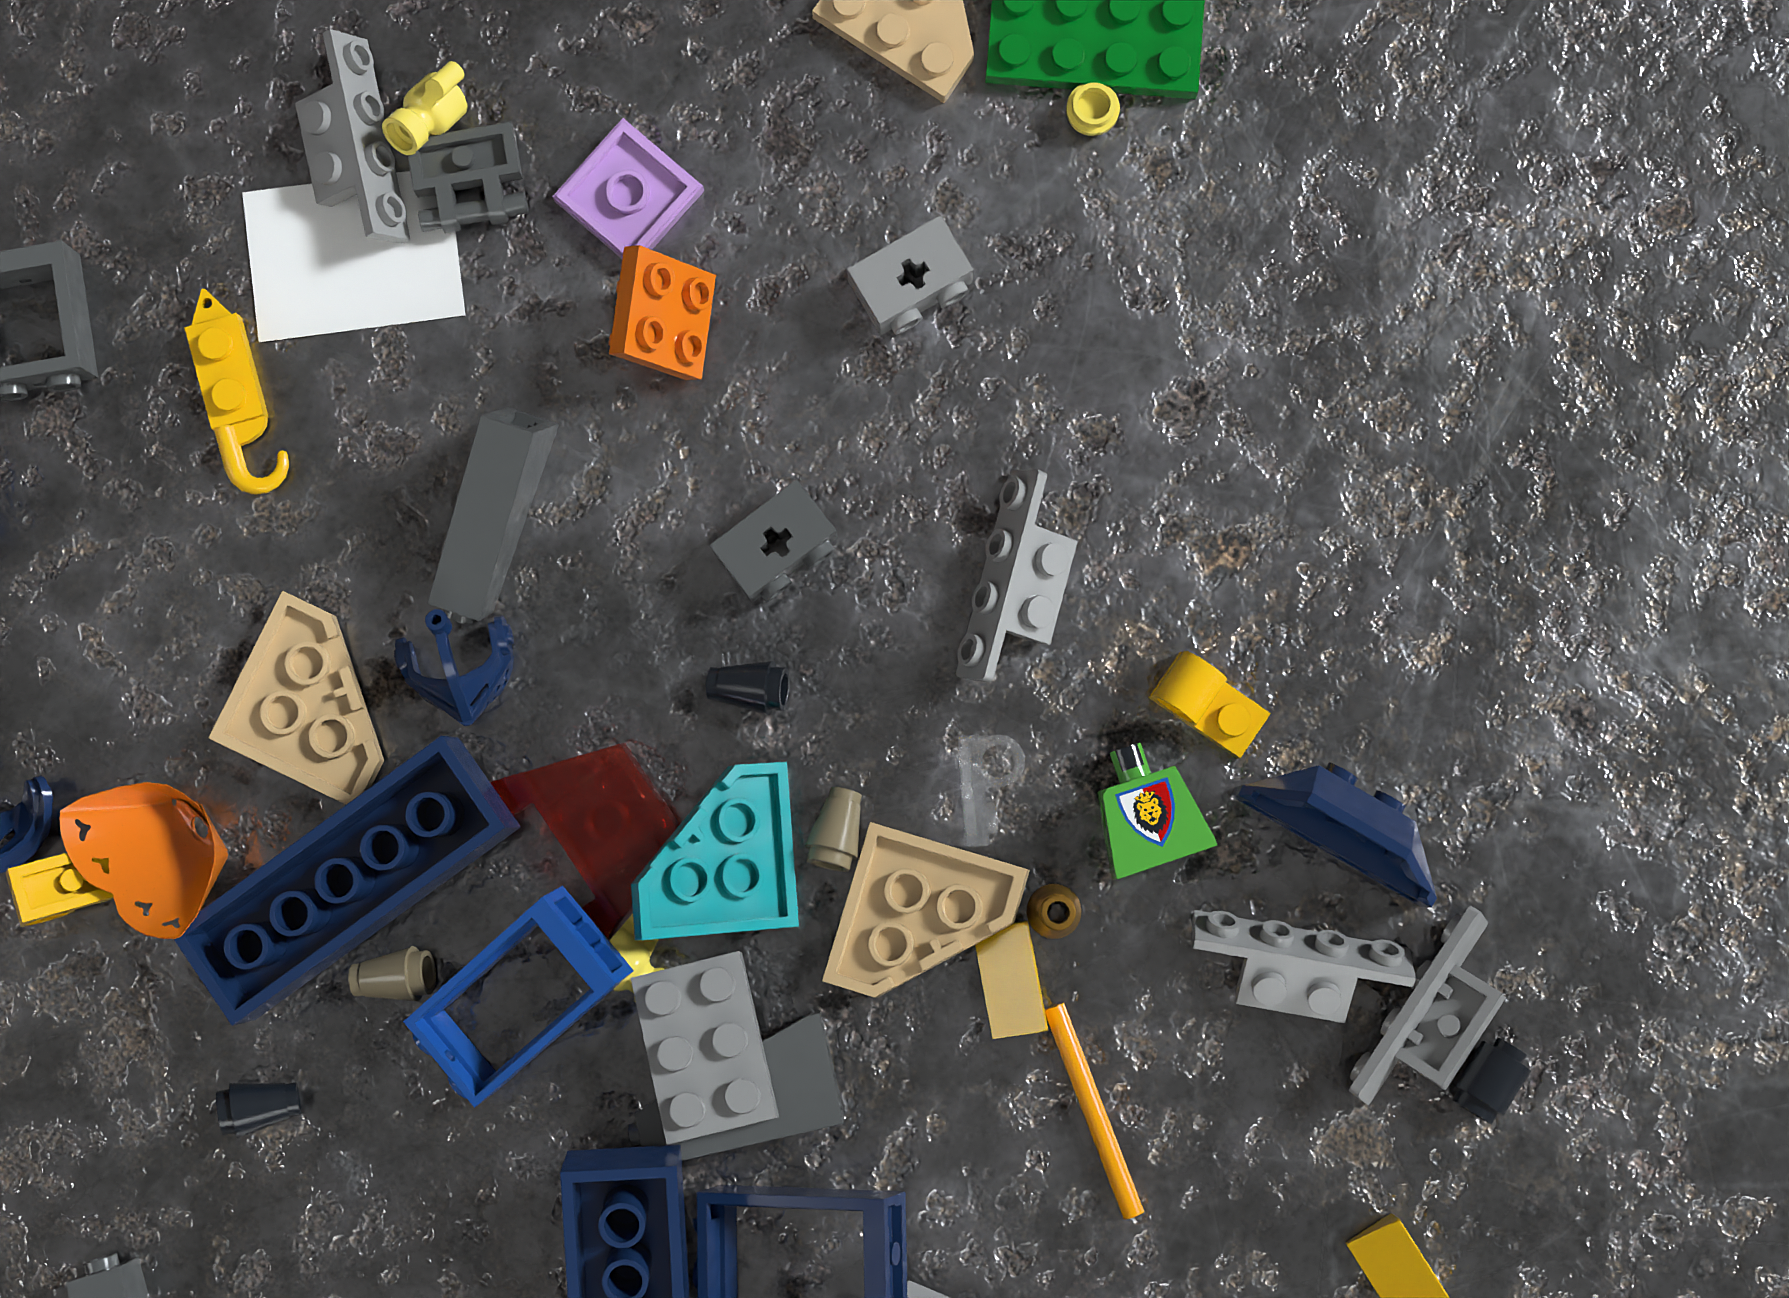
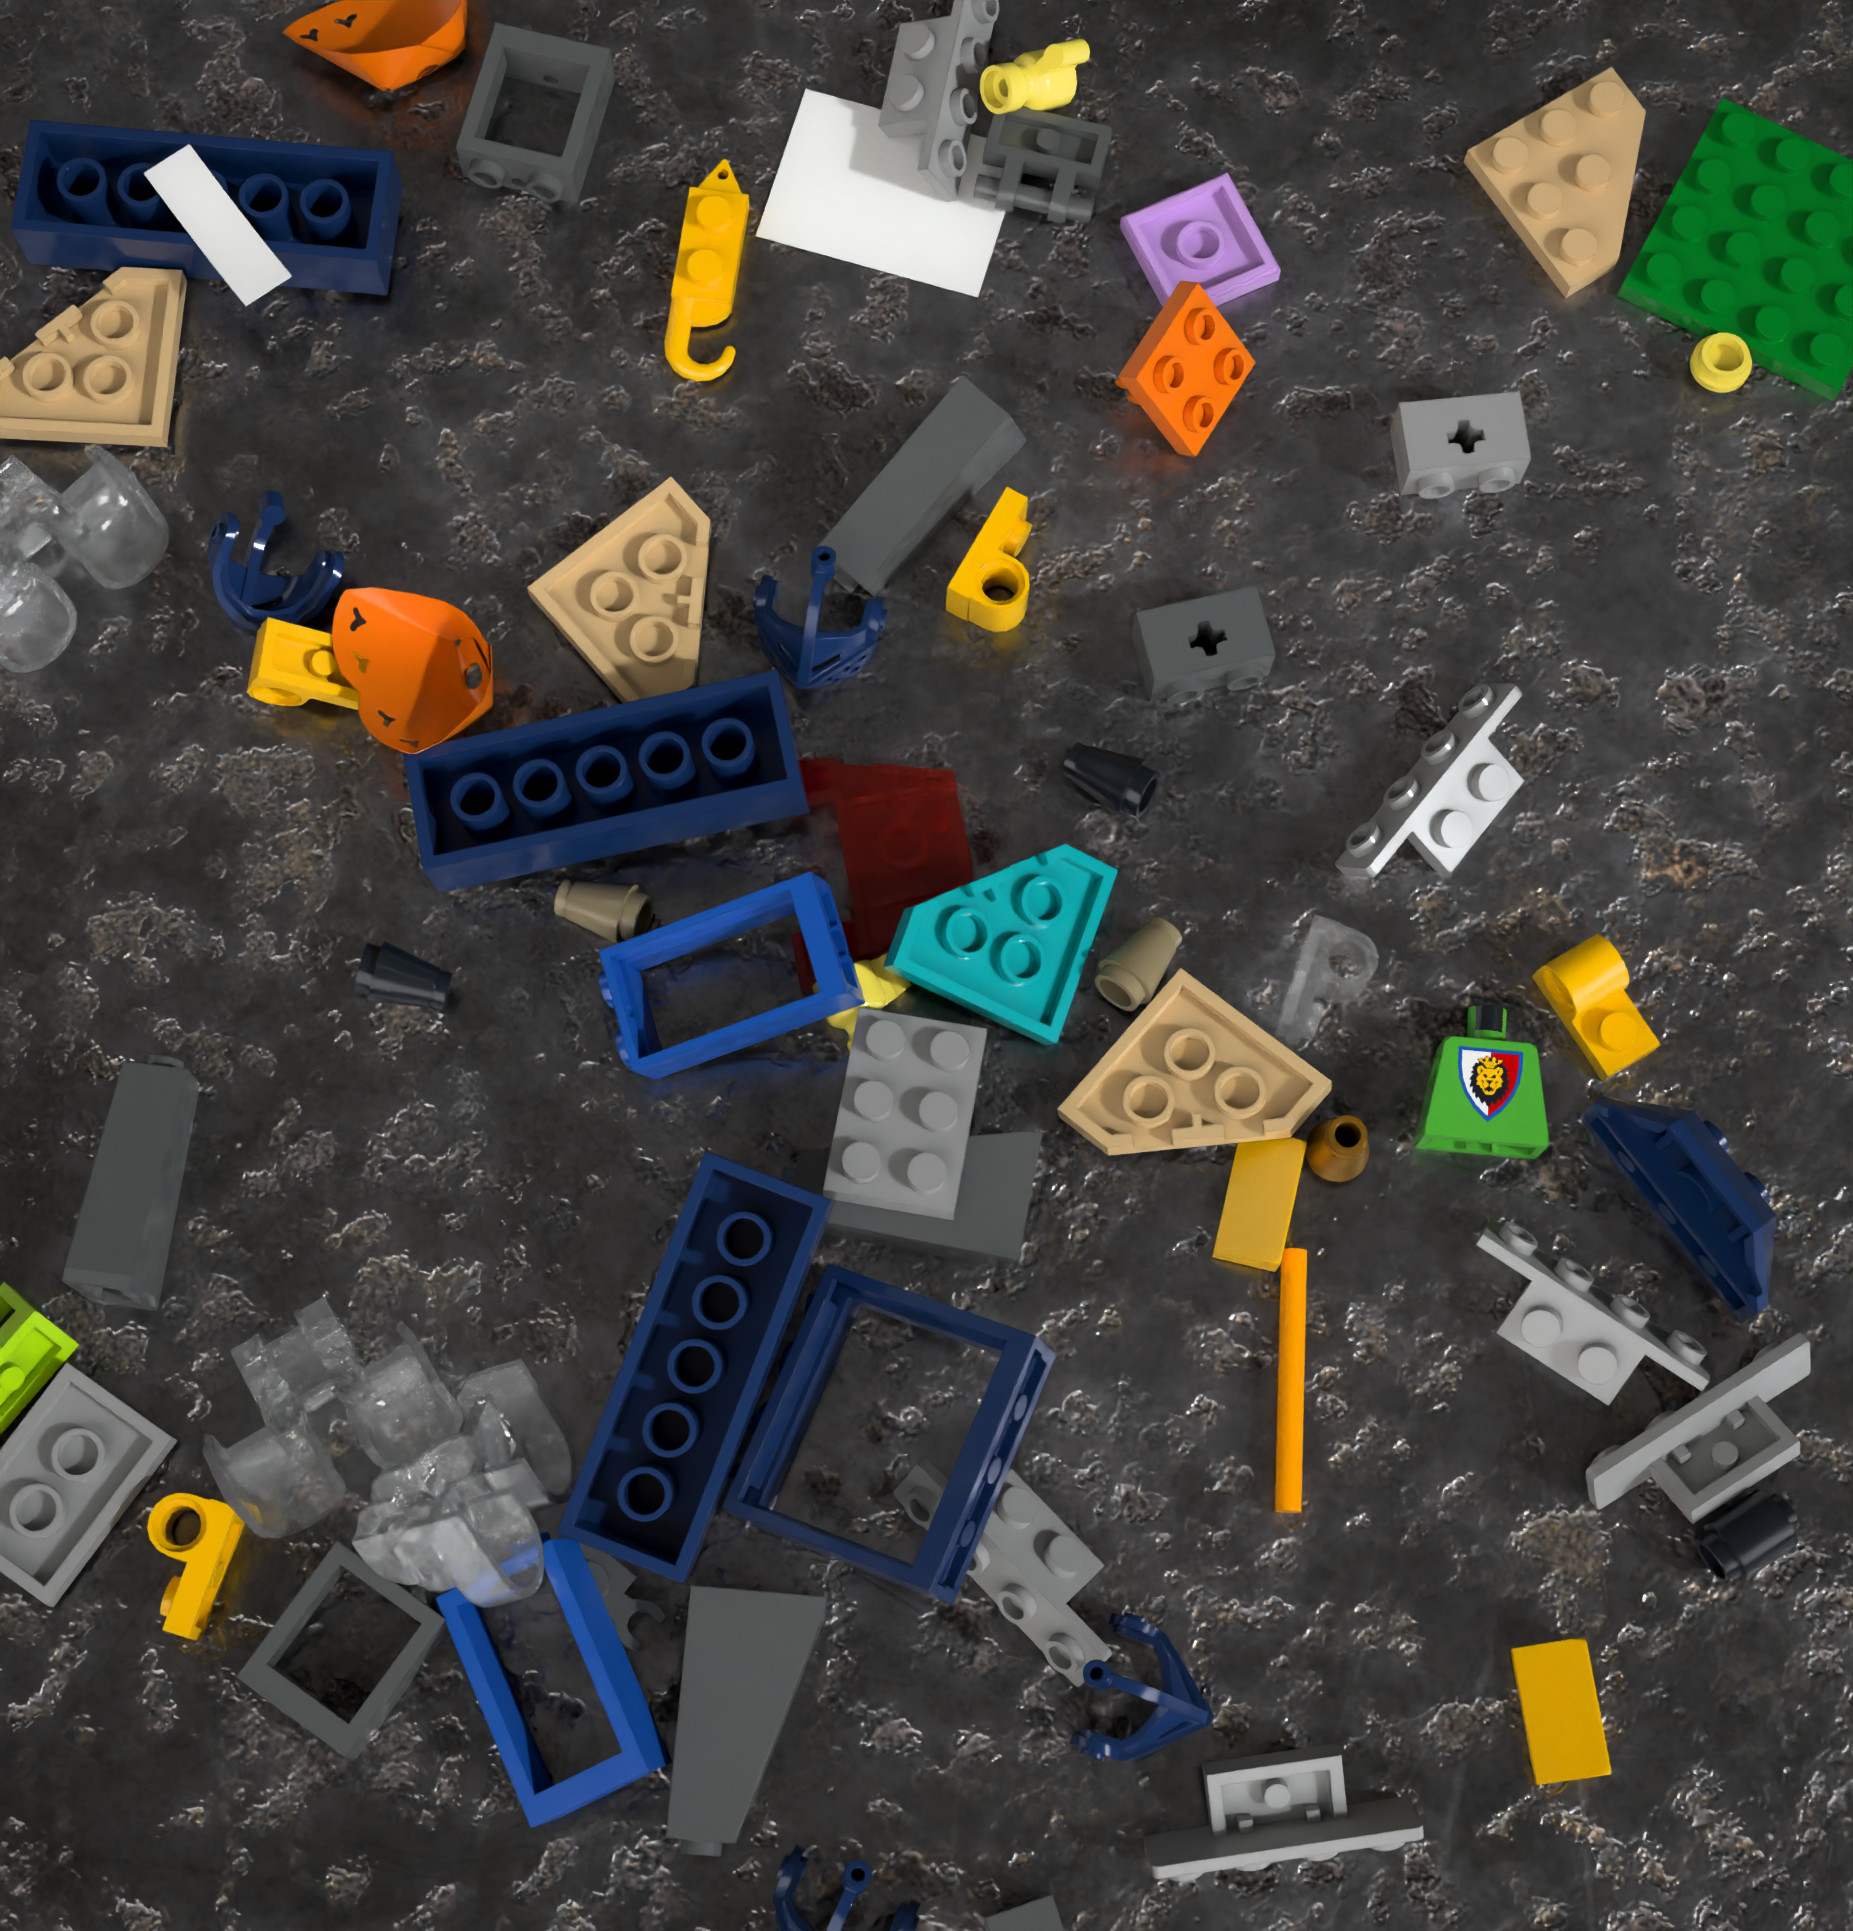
camera: 20 degrees right, 10 degrees down
(569, 551) = (990, 566): none -> yellow plate

